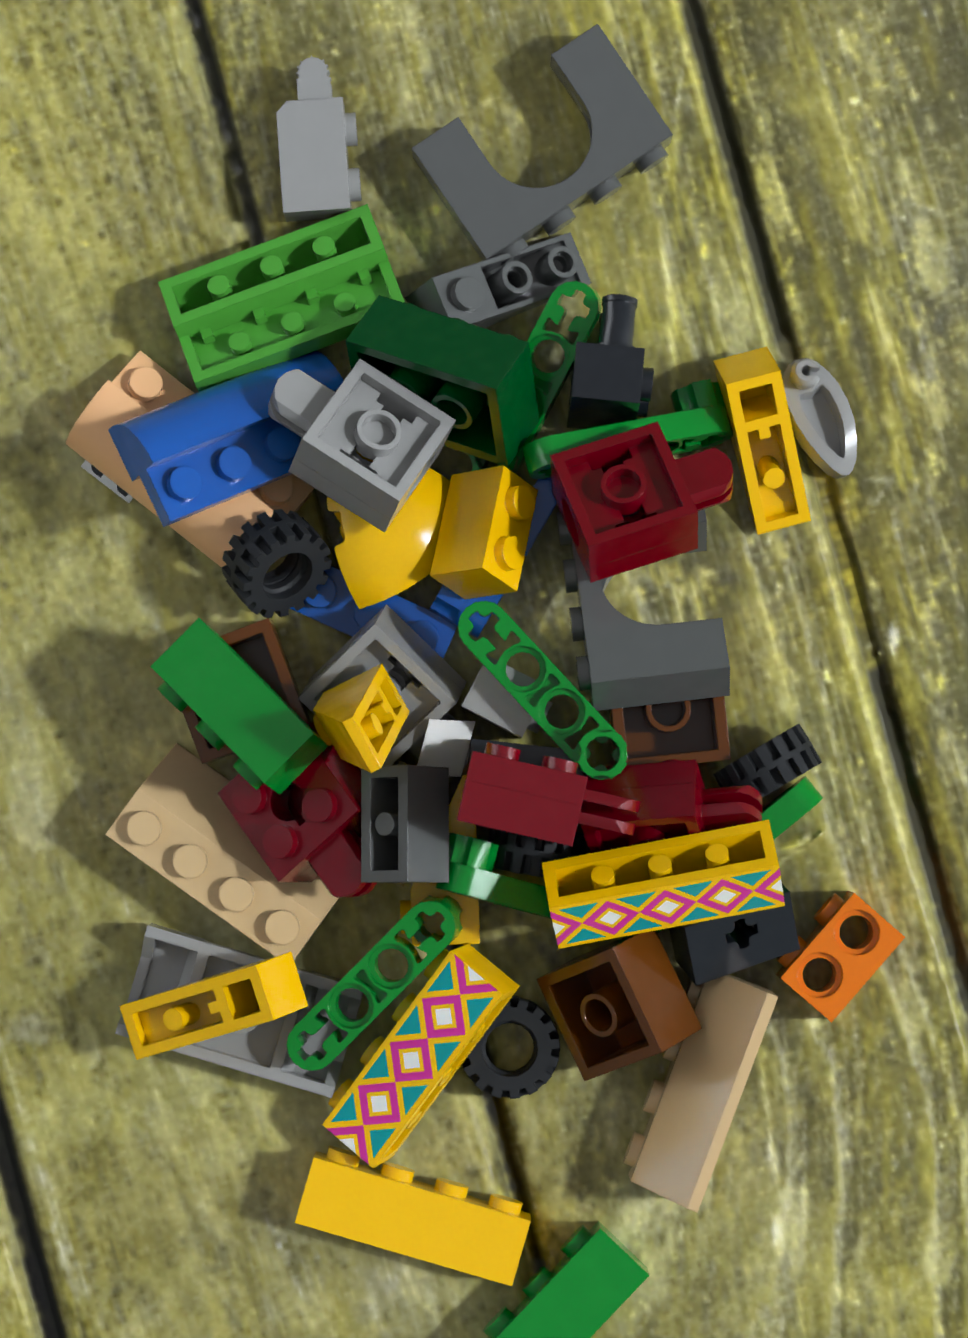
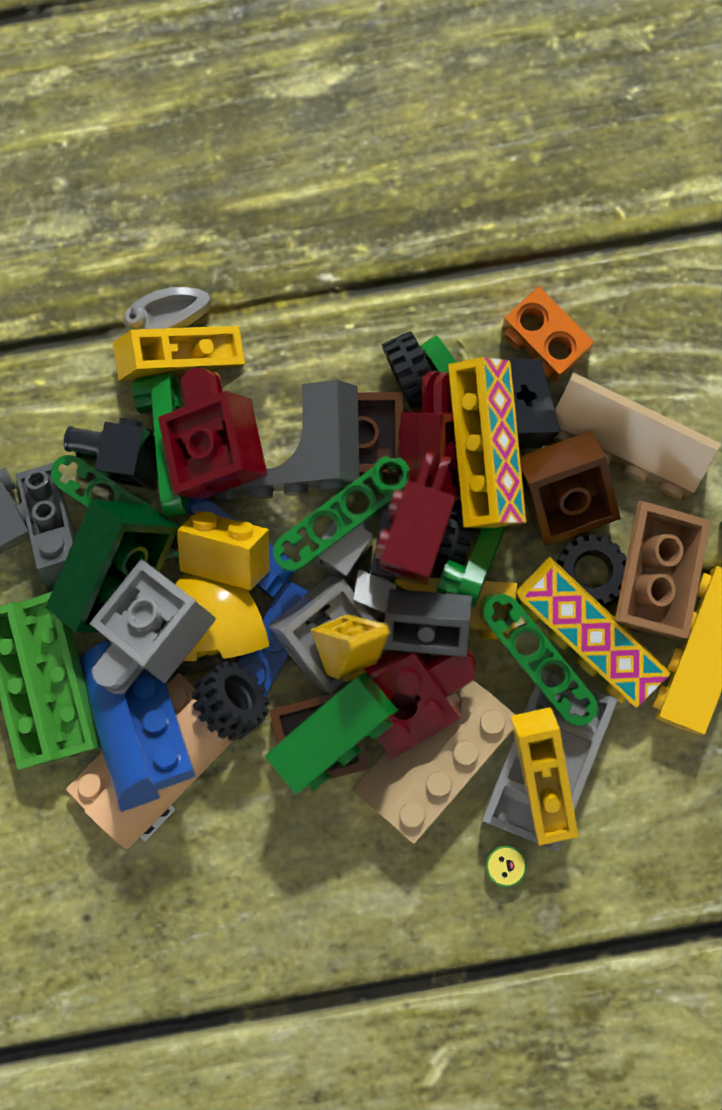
camera: 85 degrees left, 5 degrees down
(92, 963) = (506, 866): none -> light yellow tile
(514, 1145) = (662, 572): none -> medium nougat slope

